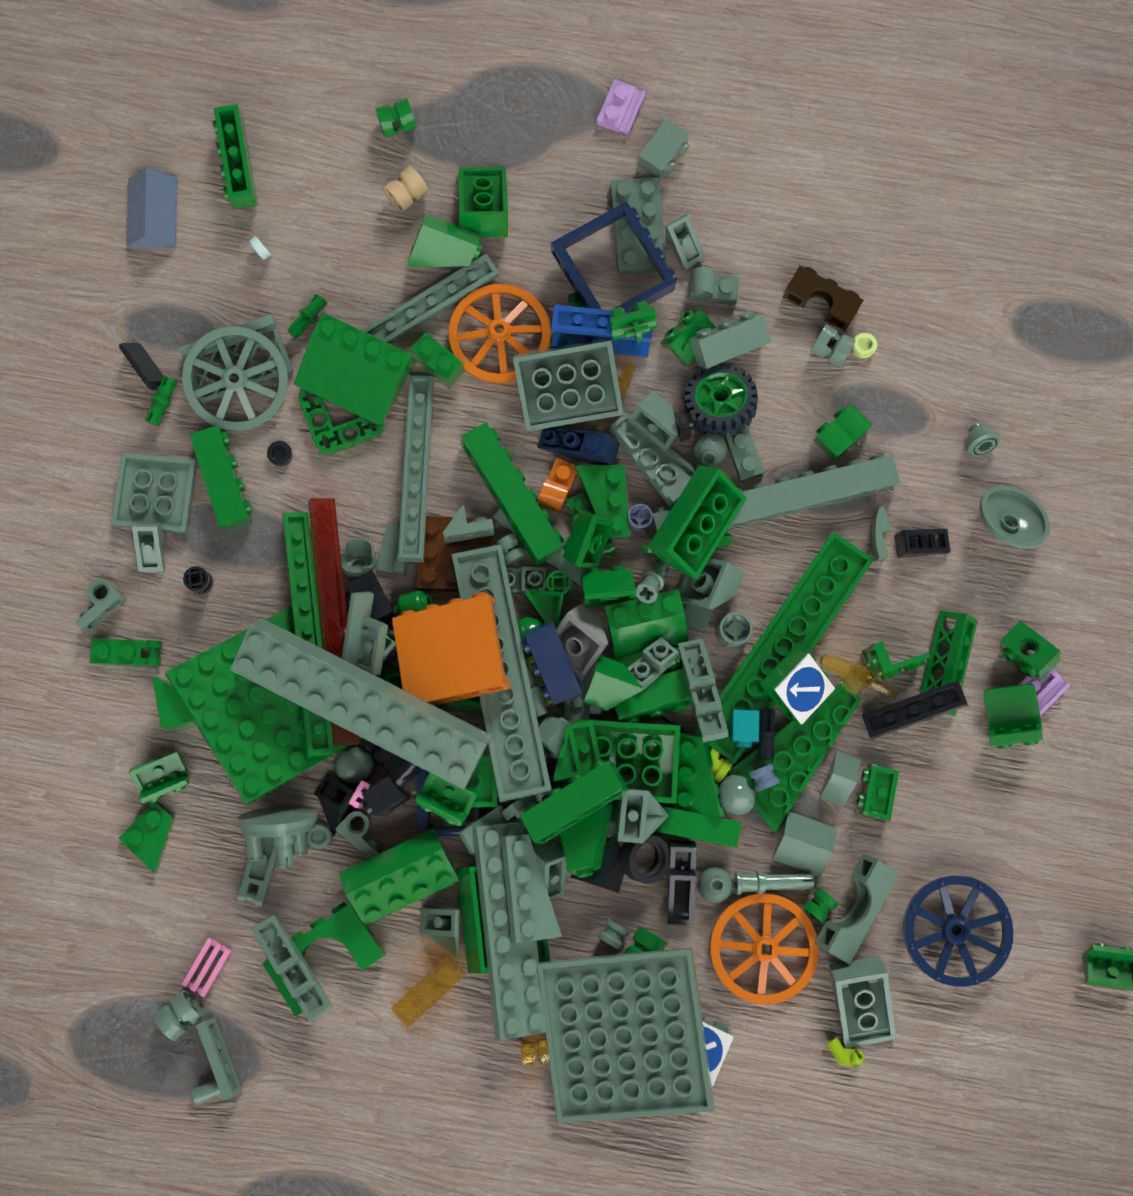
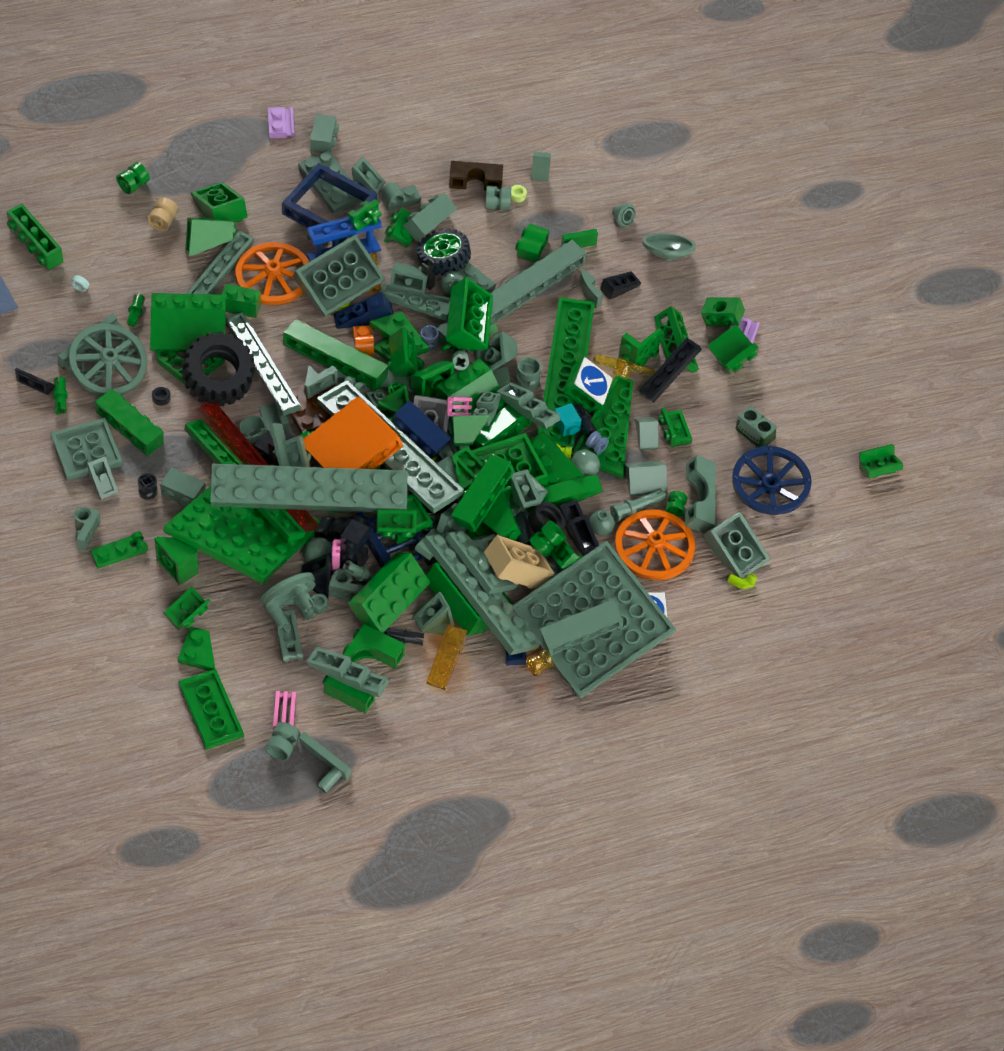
camera: 30 degrees left, 25 degrees down
(125, 923) = (211, 709): none -> green tile
(236, 602) = (181, 487): none -> sand green brick
(320, 461) = (218, 347): none -> black tyre
(382, 829) = (359, 572): none -> sand green pin
(395, 935) = (405, 636): none -> black axle
(572, 916) = (518, 563): none -> tan brick
(600, 1047) = (581, 627): none -> sand green brick
(615, 652) = (465, 407): none -> bright pink tile
(627, 895) = (548, 538): none -> green wheel
(636, 921) = (564, 555): none -> green plate
(906, 453) = (582, 238): none -> green tile
(911, 323) = (541, 166): none -> sand green tile
(968, 839) = (753, 433): none -> sand green piece

